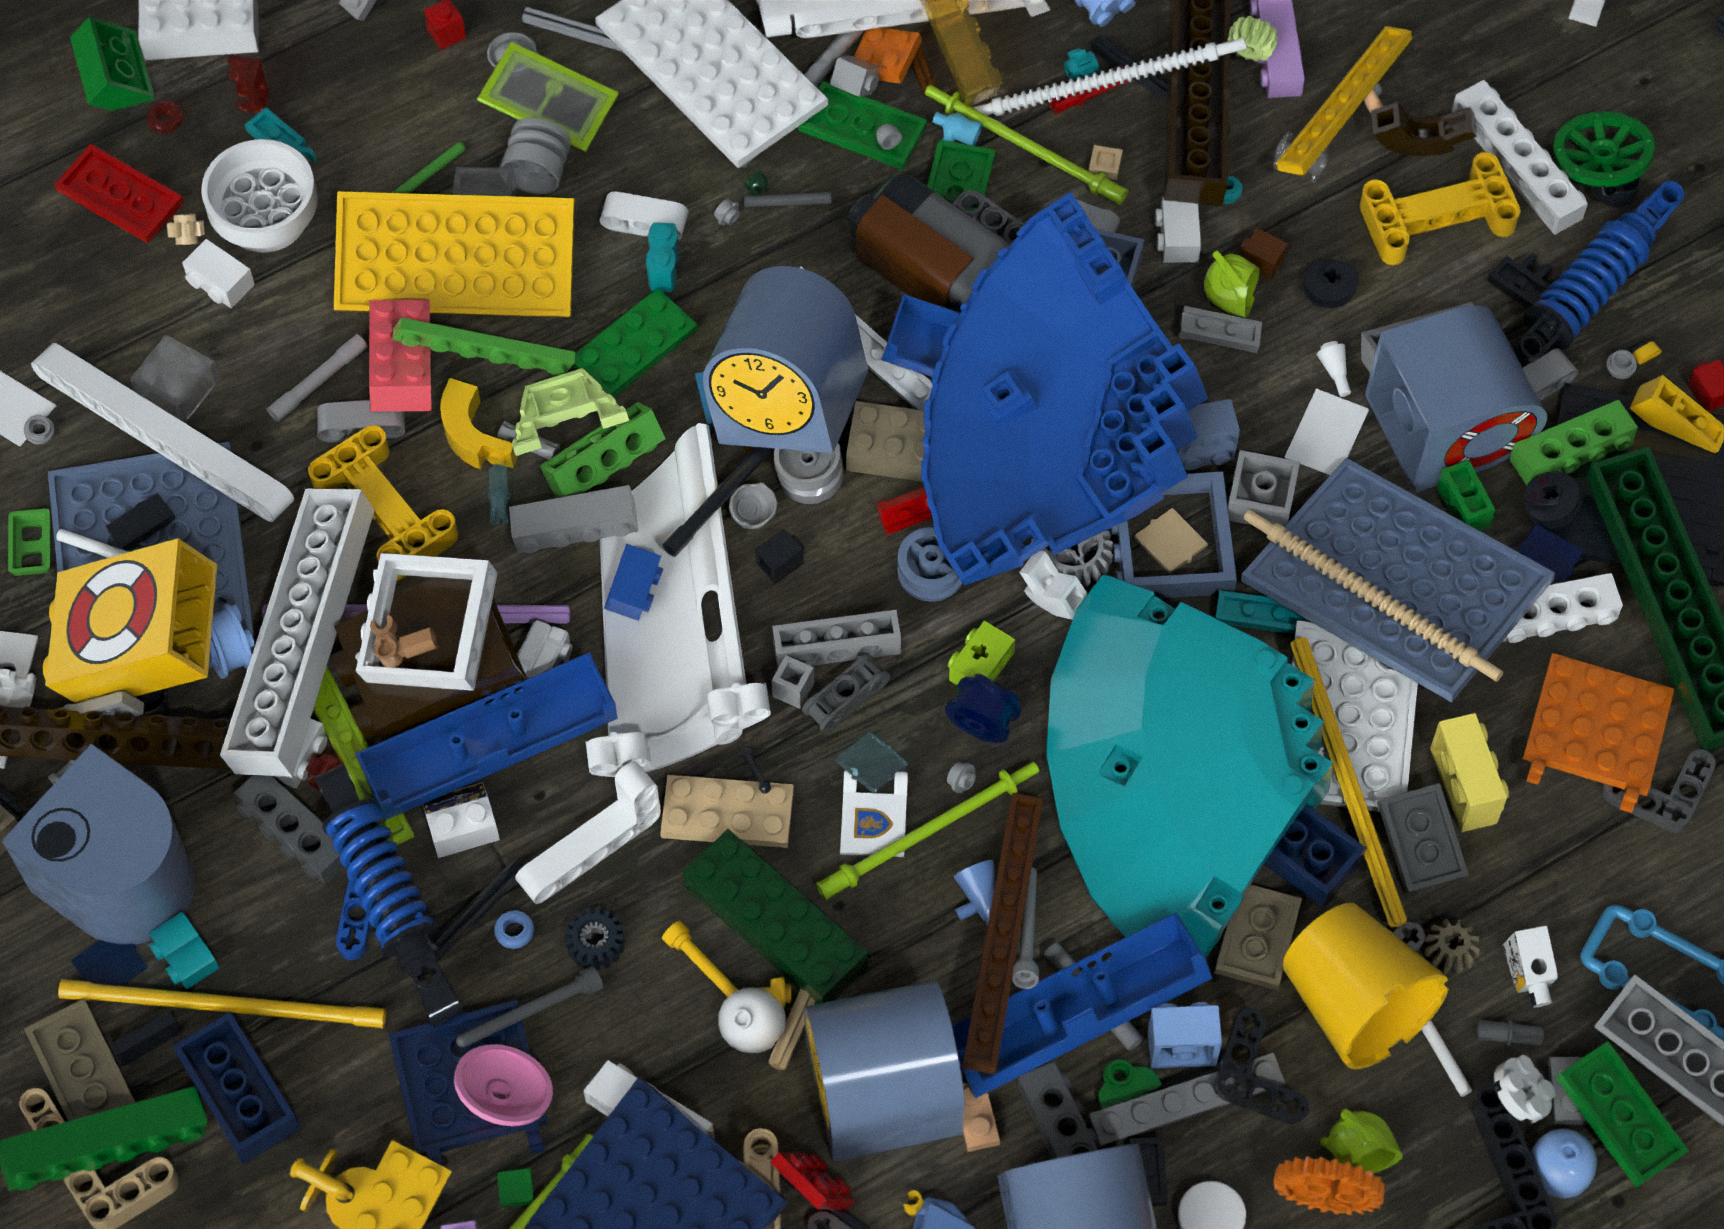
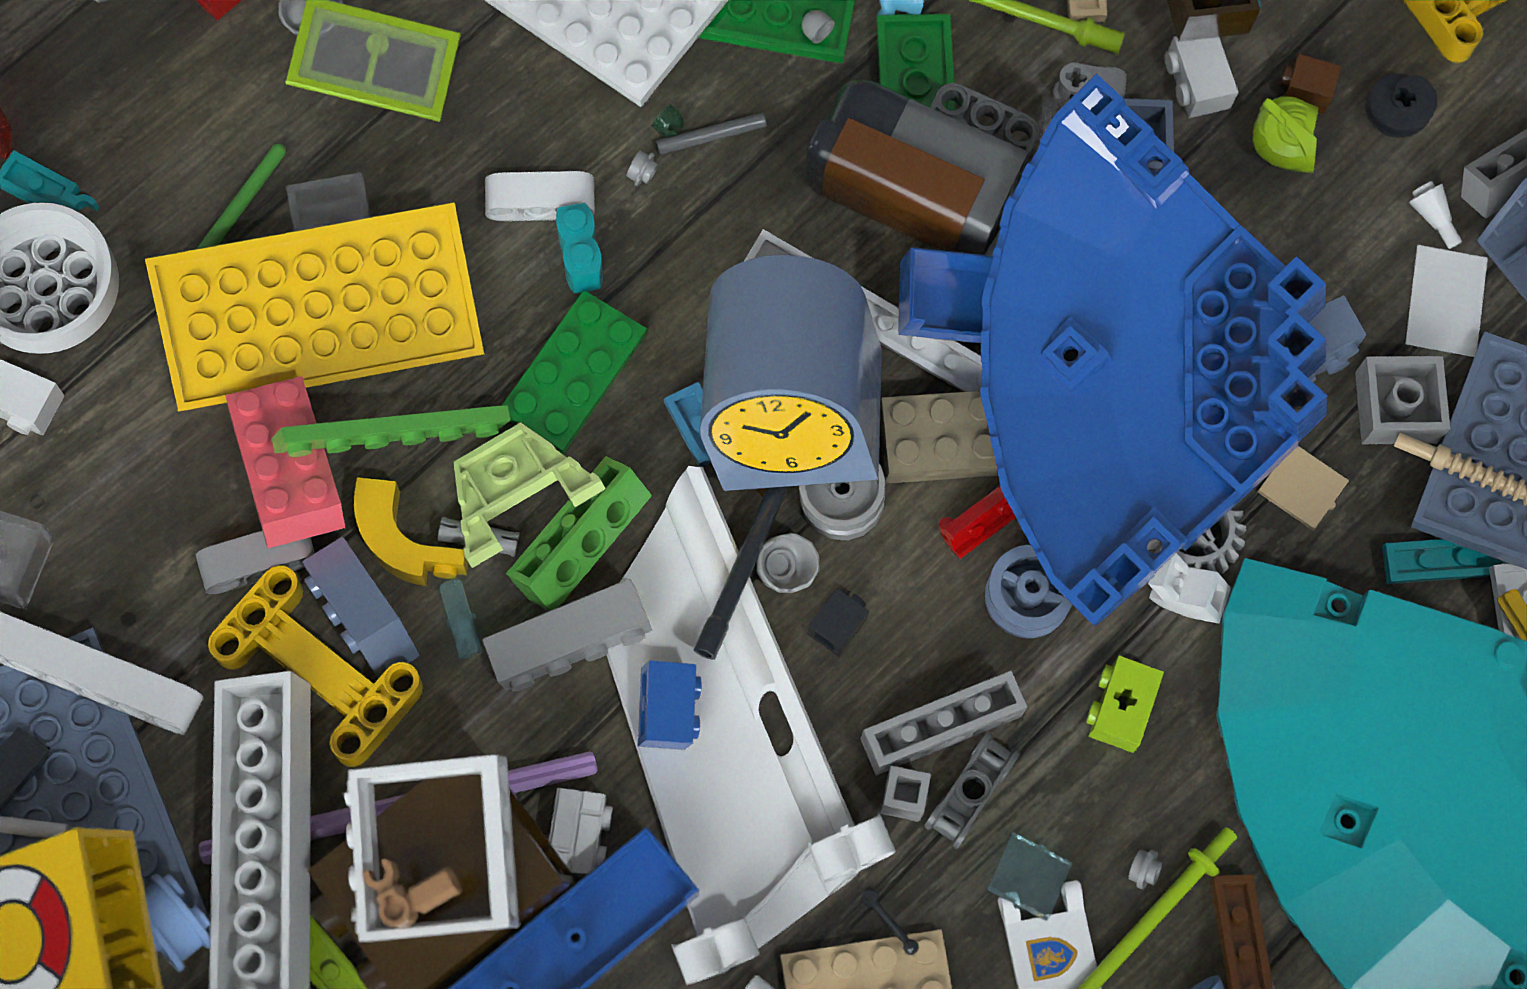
camera: 20 degrees left, 10 degrees up
(292, 398) = (158, 545): light grey piece -> none
(426, 467) = (359, 607): none -> sand blue wedge
(537, 154) = (383, 144): light grey wheel -> none
(983, 709) = (1153, 776): clear blue wheel -> none
(1189, 584) = (1373, 485): sand blue window -> none
(1220, 329) = (1285, 194): light grey hinge -> none

